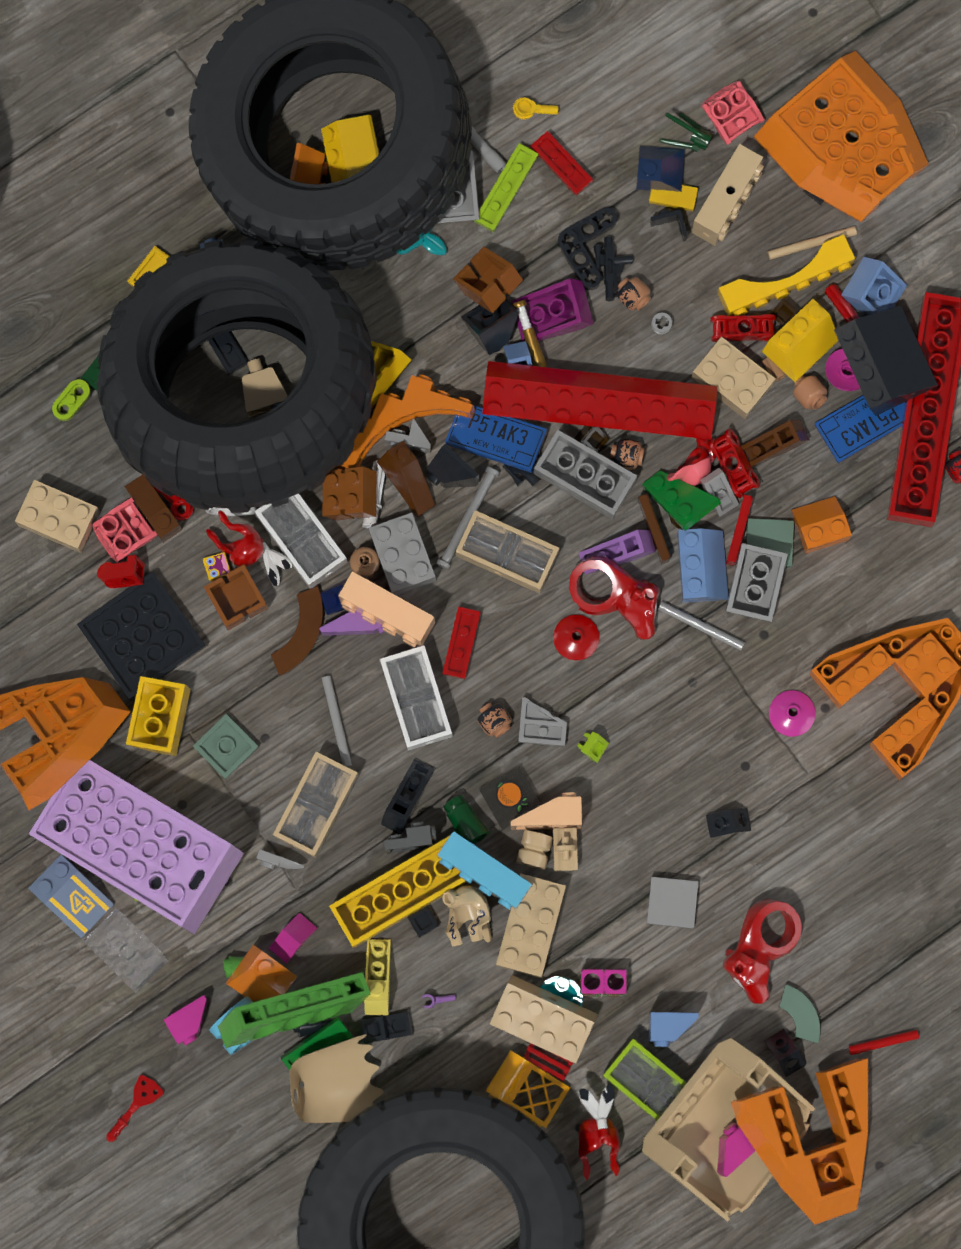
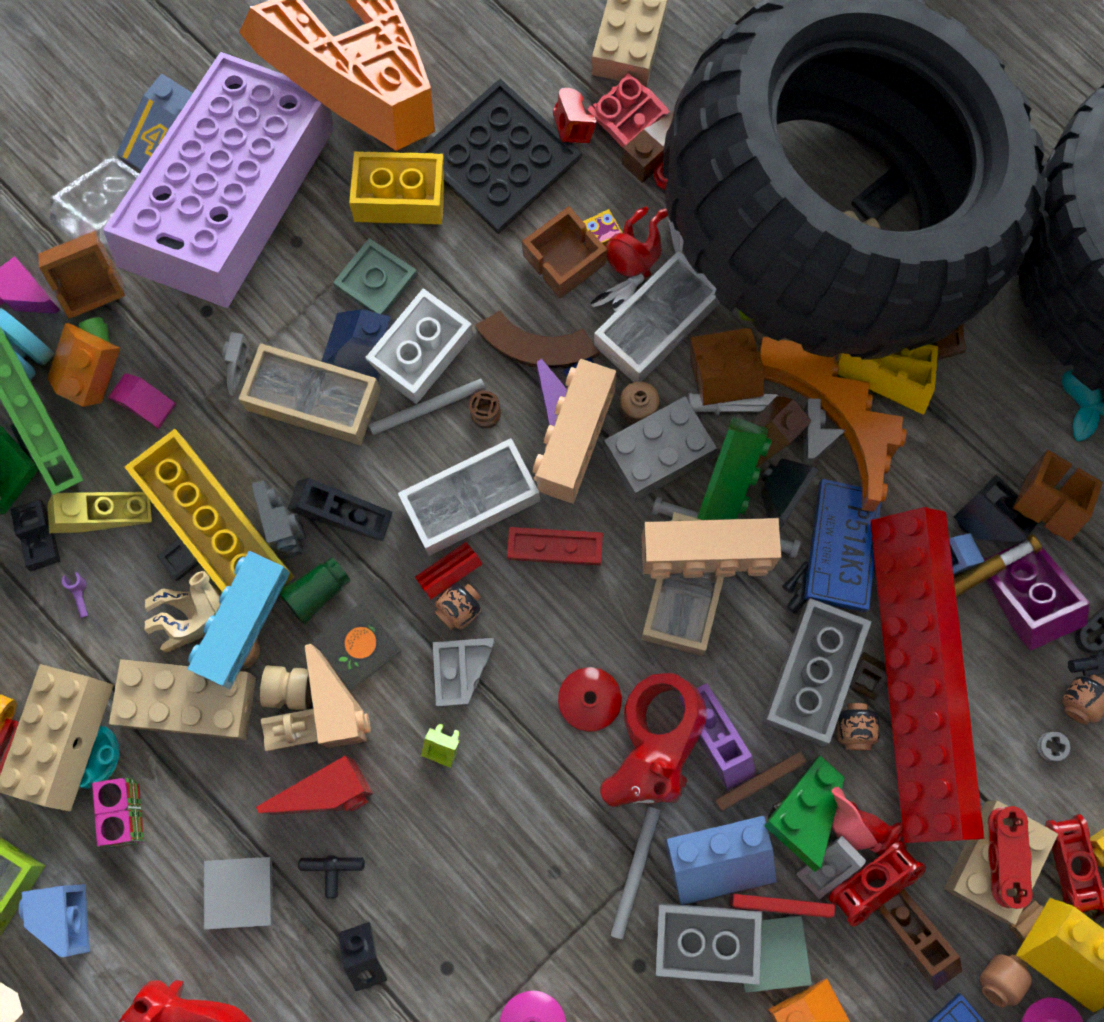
camera: 80 degrees right, 5 degrees down
(189, 967) = (84, 274): none -> dark orange piece
(279, 767) = (353, 338): none -> dark blue slope
(292, 716) = (420, 345): none -> white slope
(346, 680) = (487, 415): none -> reddish brown wheel
(432, 503) = (735, 471): none -> green slope
(464, 724) = (448, 570): none -> red tile
(489, 530) = (710, 547): none -> light nougat brick
(612, 824) = (330, 789): none -> red slope
(664, 836) = (331, 866): none -> black piece
(731, 373) = (1010, 857): none -> red piece

